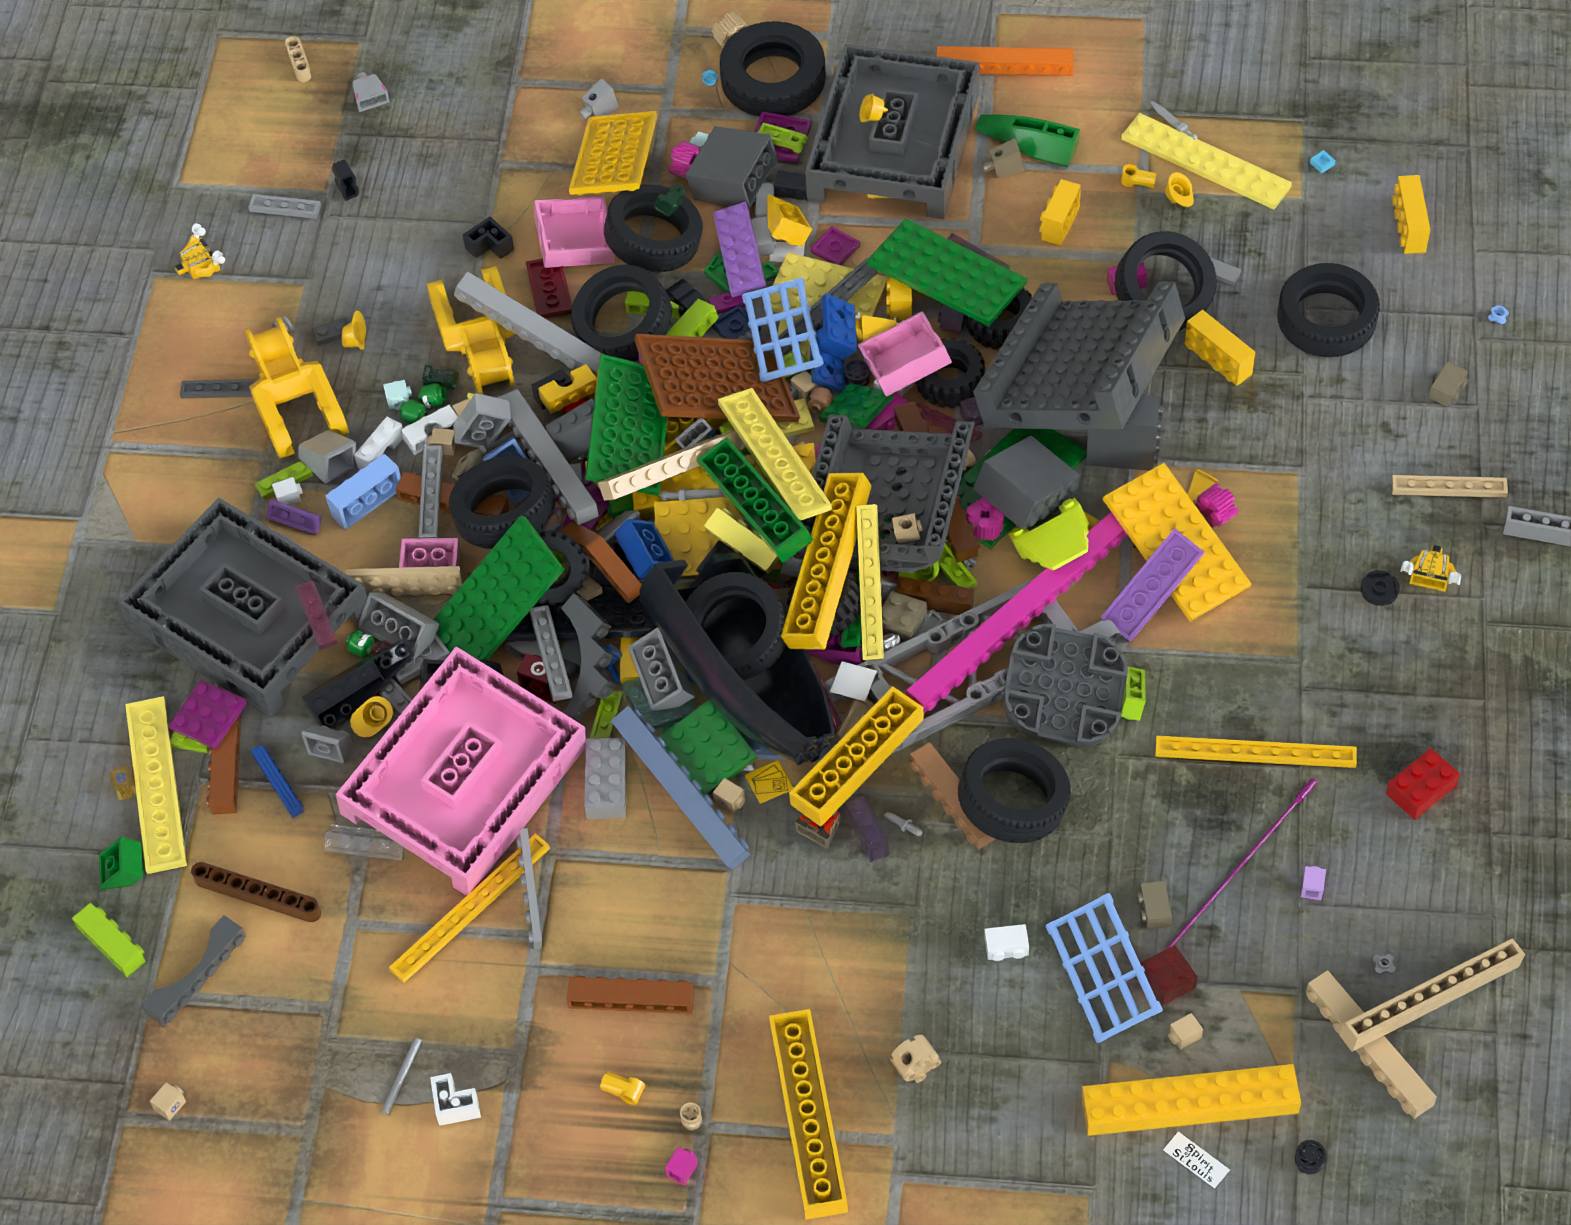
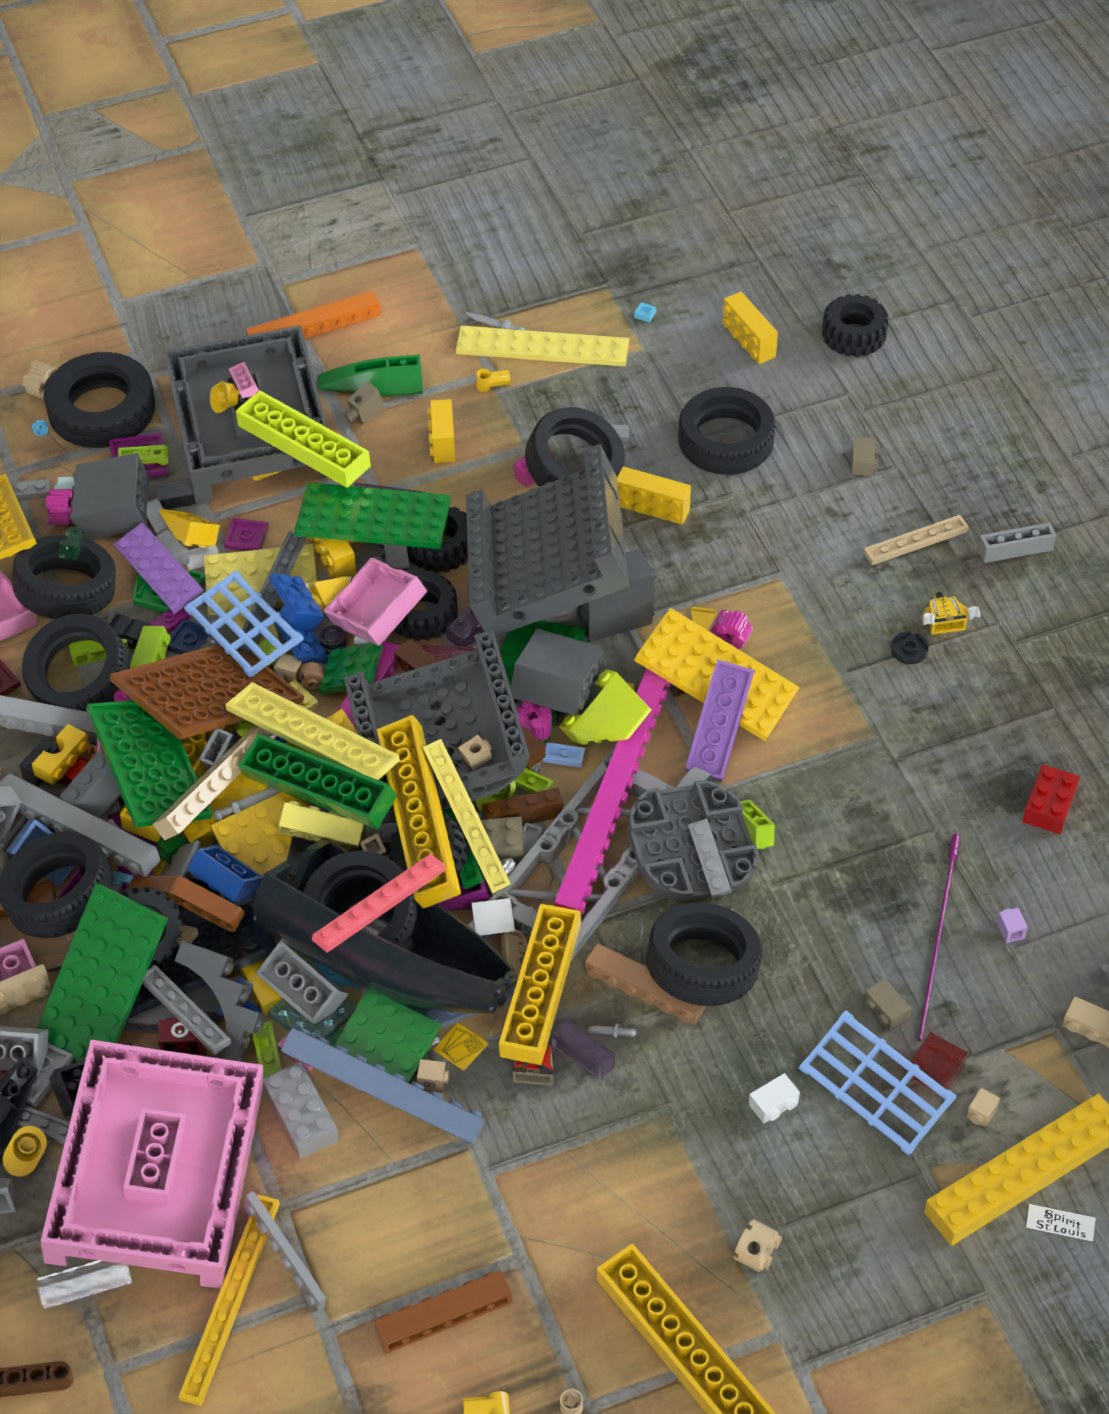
camera: 30 degrees left, 5 degrees down
(561, 517) = (120, 878): none -> medium azure plate
(673, 133) = (32, 489): none -> light grey plate
(739, 628) = (378, 903): none -> coral plate
(780, 577) = (373, 844): none -> tan brick
(894, 99) = (243, 380): none -> bright pink plate
(917, 176) = (303, 438): none -> neon yellow brick
(1000, 561) = (564, 755): none -> light blue plate
(1070, 708) = (709, 858): none -> light grey plate
(1179, 190) = (536, 377): yellow piece -> none
(1256, 751) = (890, 831): yellow plate -> none
(1498, 314) = (868, 385): light blue plate -> none
(1522, 232) = (855, 310): none -> black tyre

